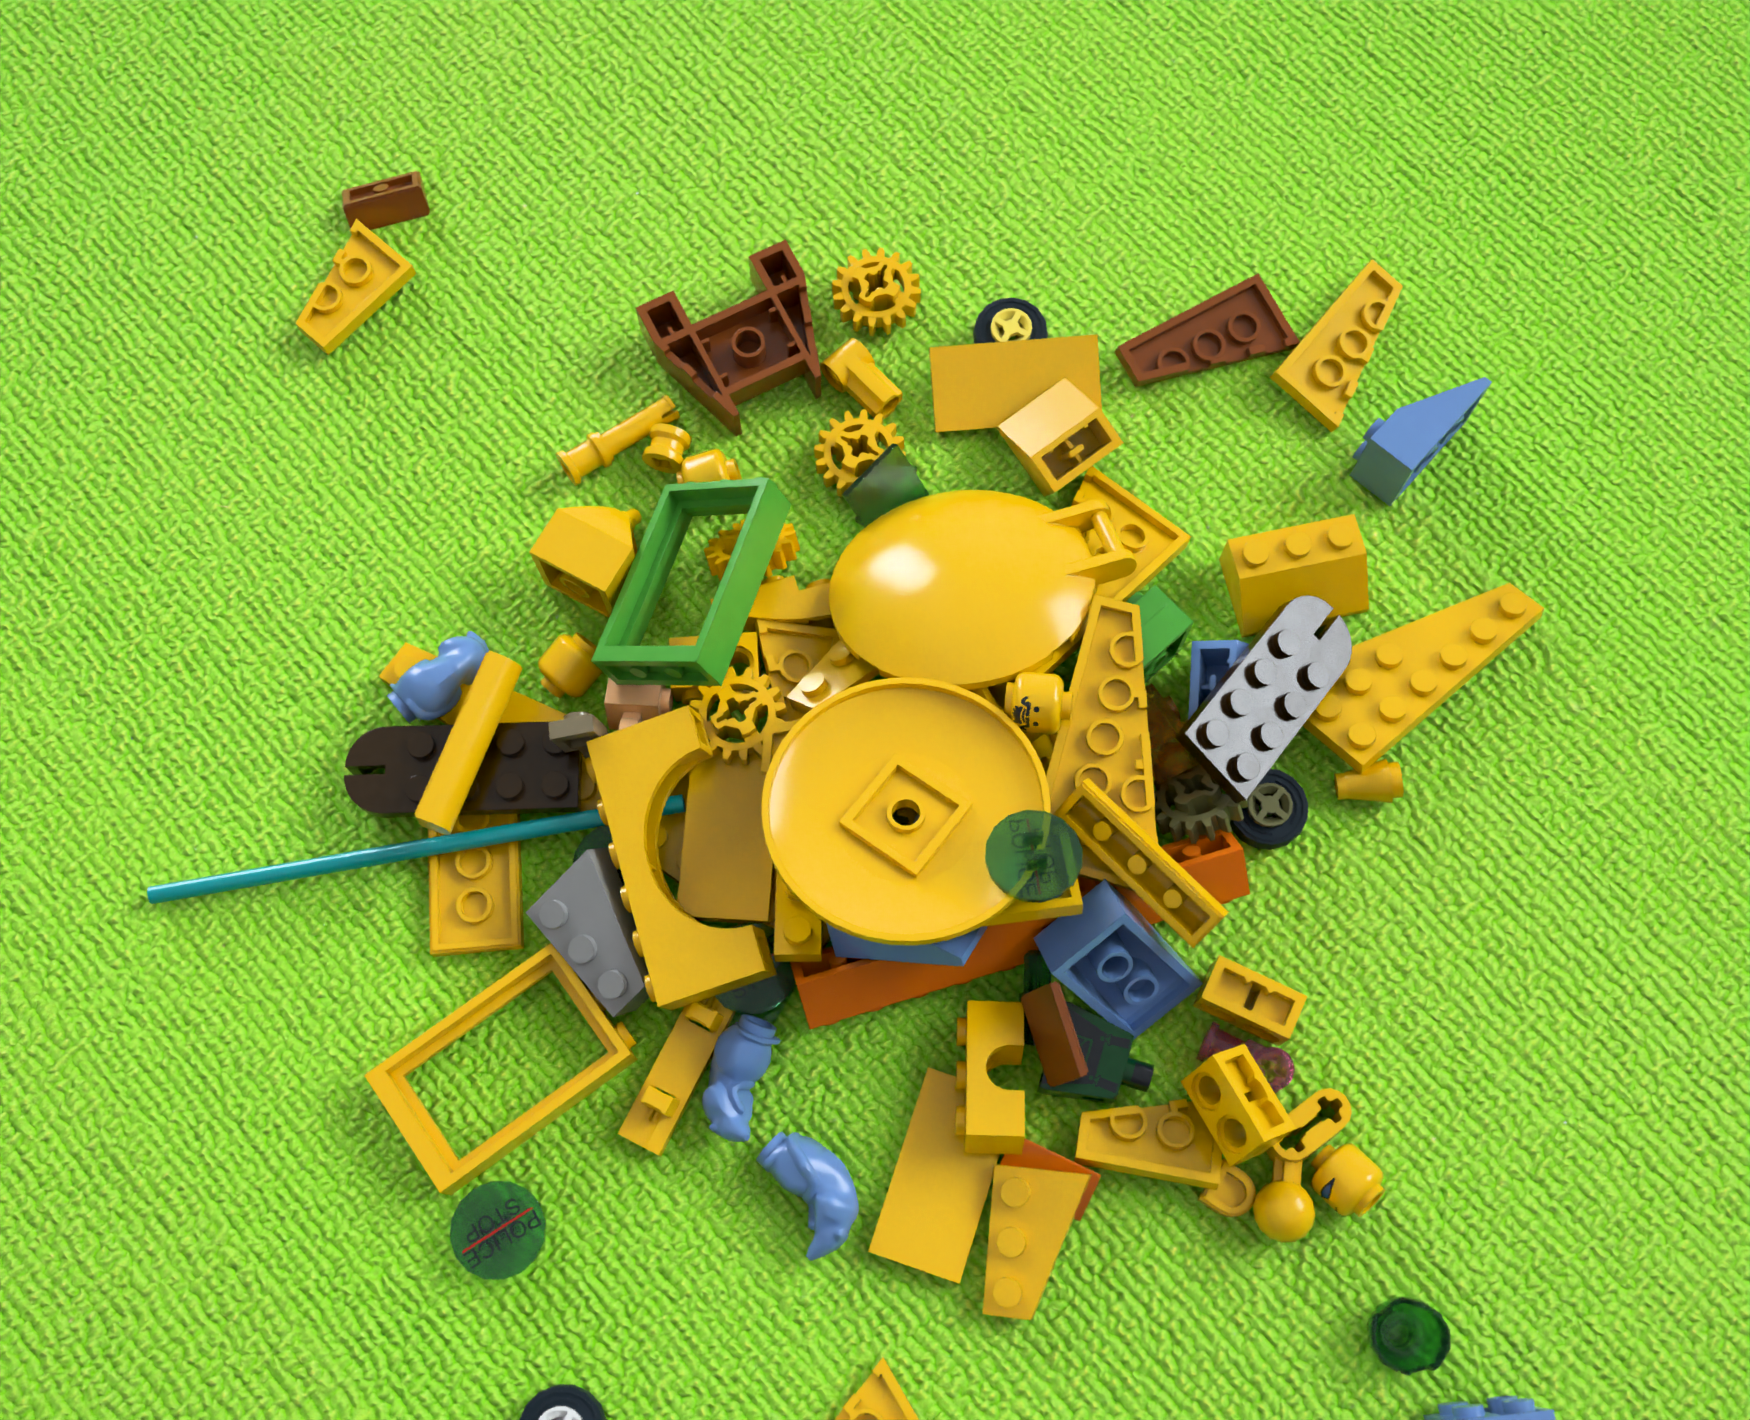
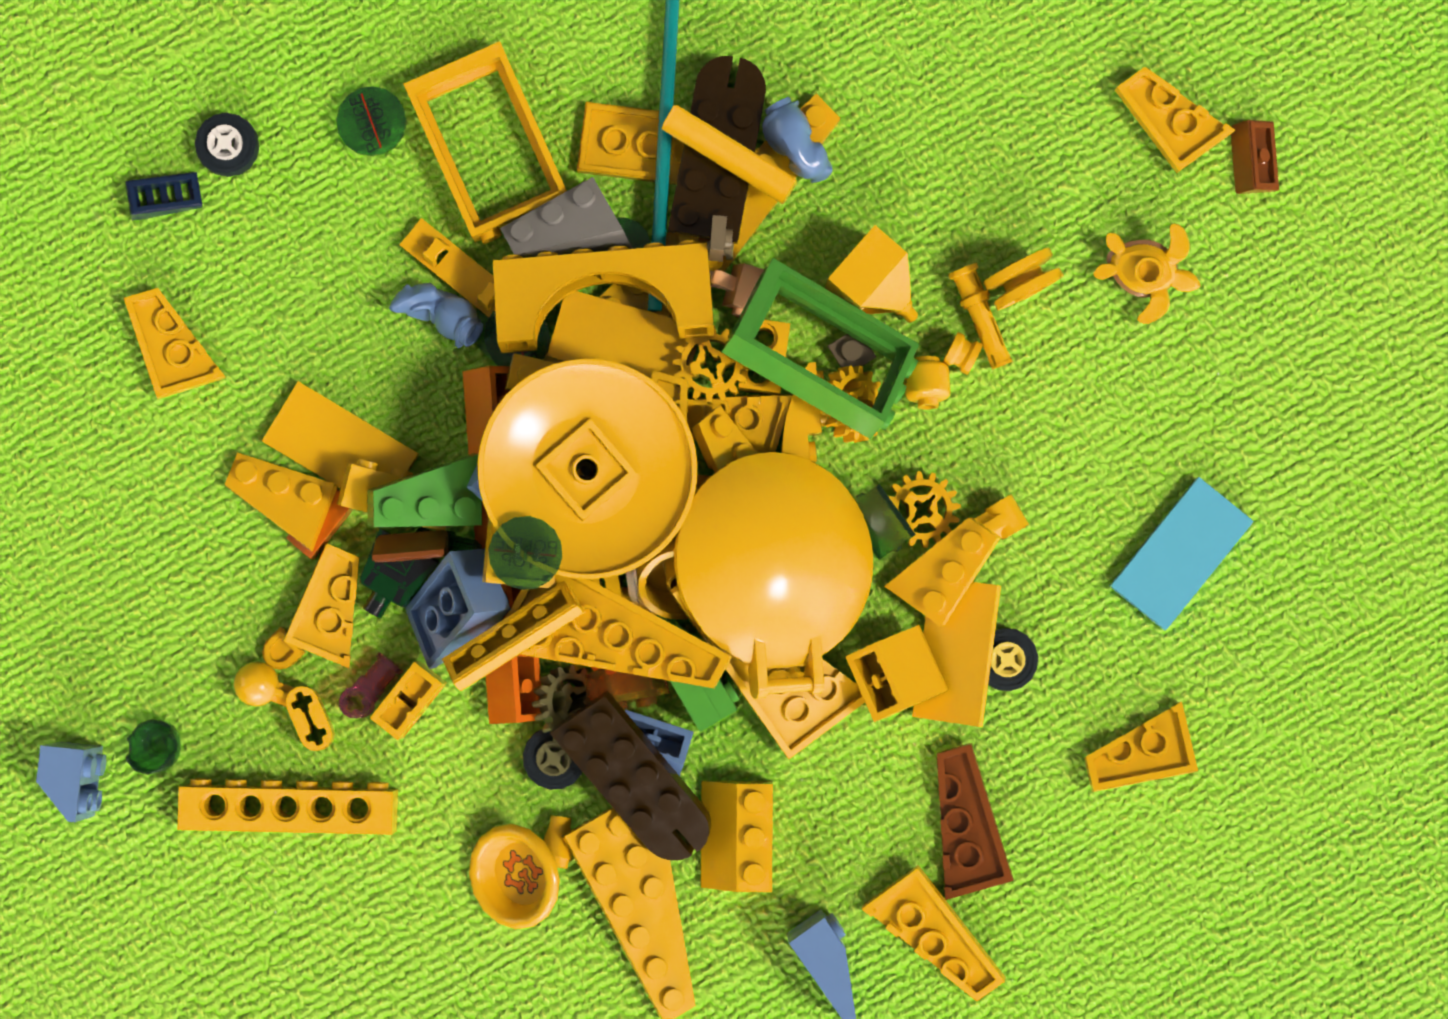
camera: 100 degrees right, 15 degrees up
(531, 274) = (1149, 270): none -> yellow animal
(566, 392) = (1023, 278): none -> yellow wheel
(569, 666) = (790, 243): yellow head -> none
(690, 573) = (851, 352): none -> dark tan plate
(743, 346) = (1036, 435): dark orange wedge -> none
(823, 1183) = (352, 357): medium blue animal -> none
(846, 187) = (1181, 553): none -> medium azure tile
(878, 295) = (1080, 544): yellow gear -> none
(927, 408) = (946, 571): none -> yellow wing
(987, 1022) = (428, 498): none -> bright green wedge
(1038, 702) = (651, 589): yellow head -> none
(1077, 178) = (1144, 754): none -> yellow wing
(1237, 1104) = (332, 667): yellow brick -> none
(1347, 1179) = (268, 736): yellow head -> none
(1429, 818) = (514, 876): none -> yellow piece
(1481, 1248) = (197, 814): none -> yellow brick

